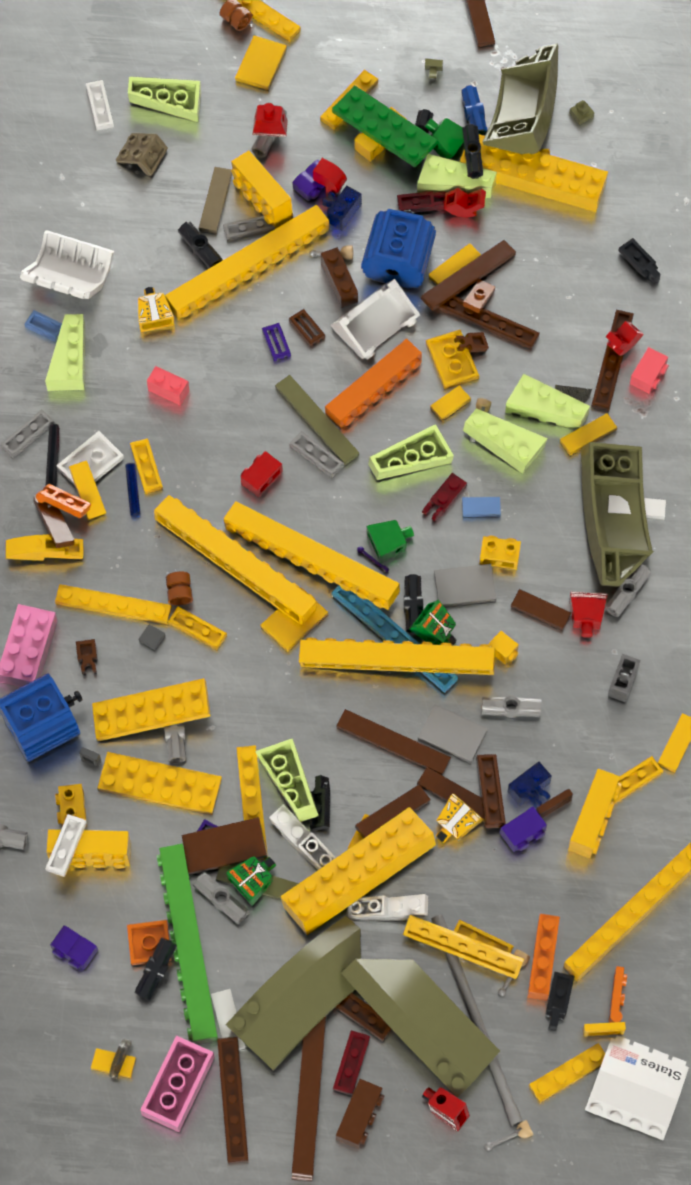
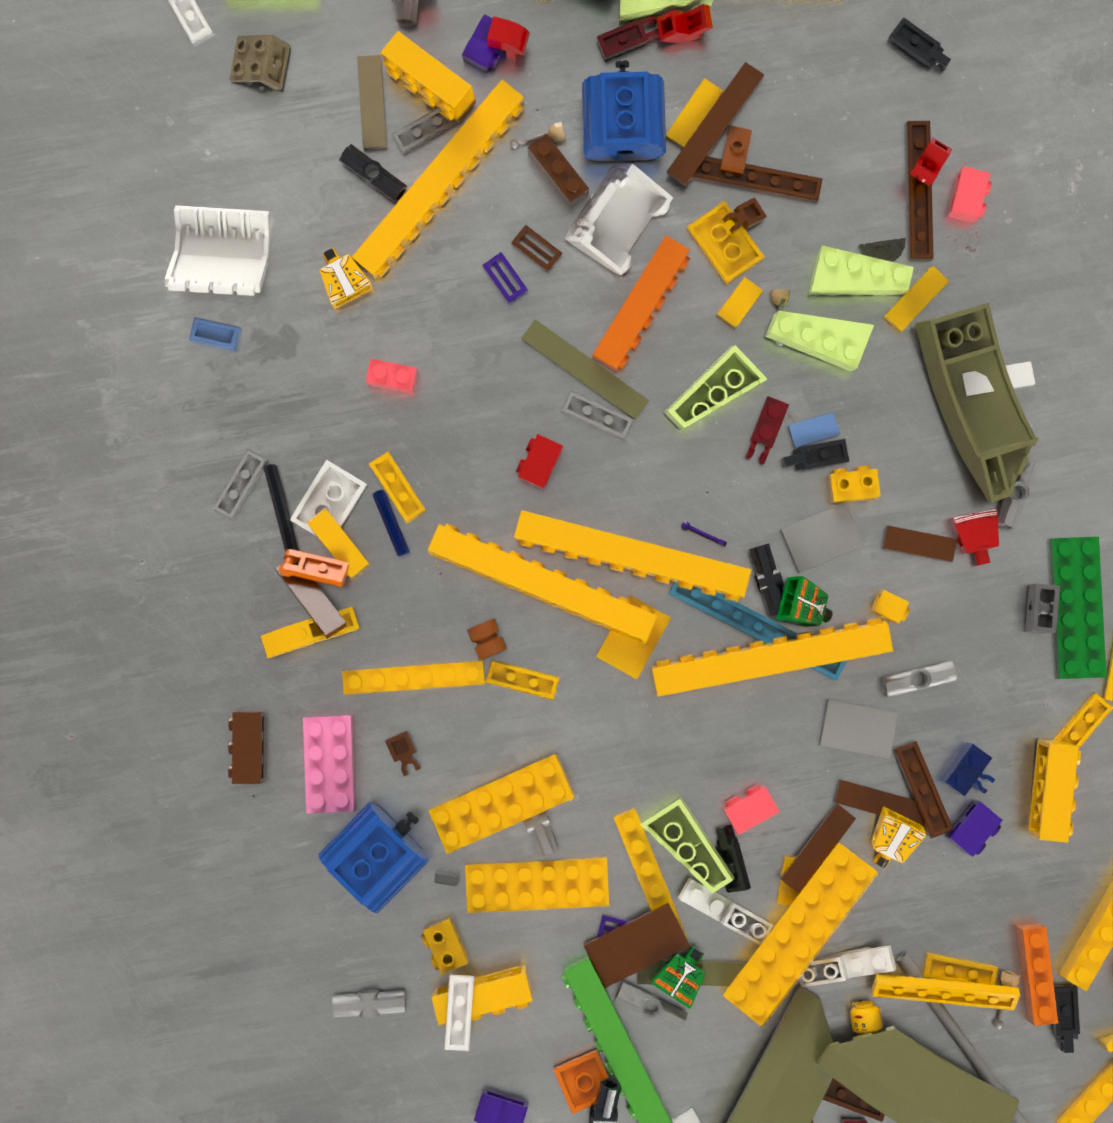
camera: 20 degrees left, 20 degrees up
(68, 359) = (259, 372): yellowish green wedge -> none
(151, 637) = (472, 706): dark grey tile -> none
(342, 207) = (535, 71): clear blue brick -> none
(347, 769) = (750, 809): none -> coral brick
(388, 539) = (716, 505): green torso -> none
(393, 742) = (793, 758): reddish brown tile -> none
(393, 950) = (866, 1018): none -> yellow head
(478, 524) = (818, 455): none -> black hinge
(555, 803) = (1000, 785): reddish brown tile -> none
(654, 690) = (1080, 608): none -> green plate

